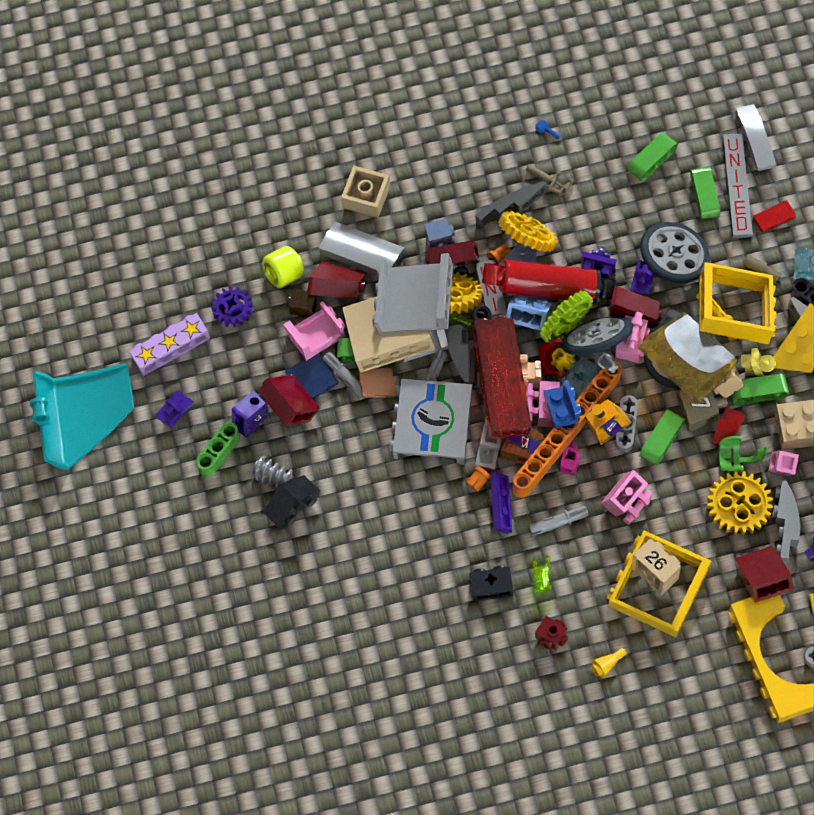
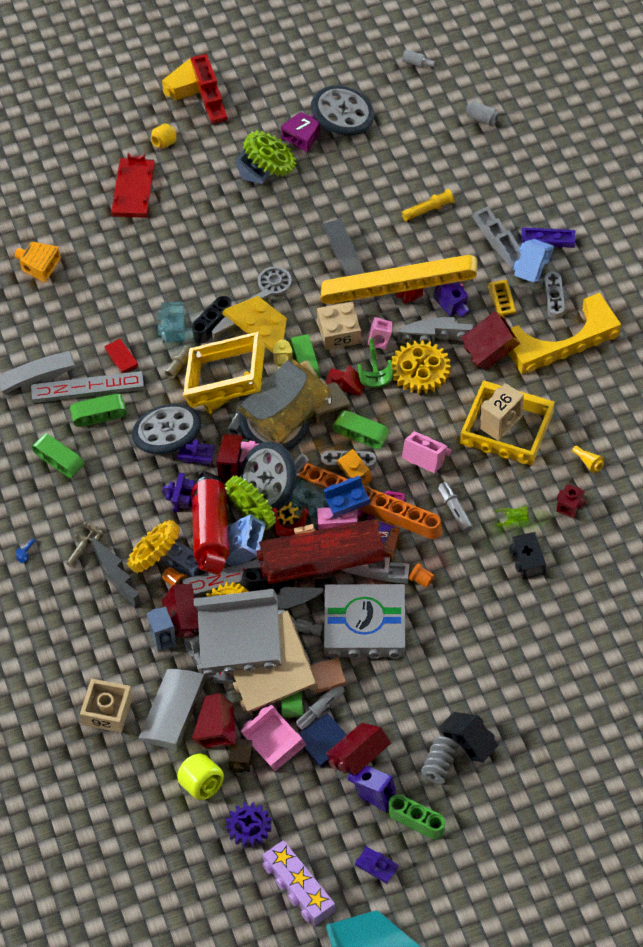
camera: 100 degrees left, 10 degrees down
(501, 502) = (444, 554): dark purple tile -> none

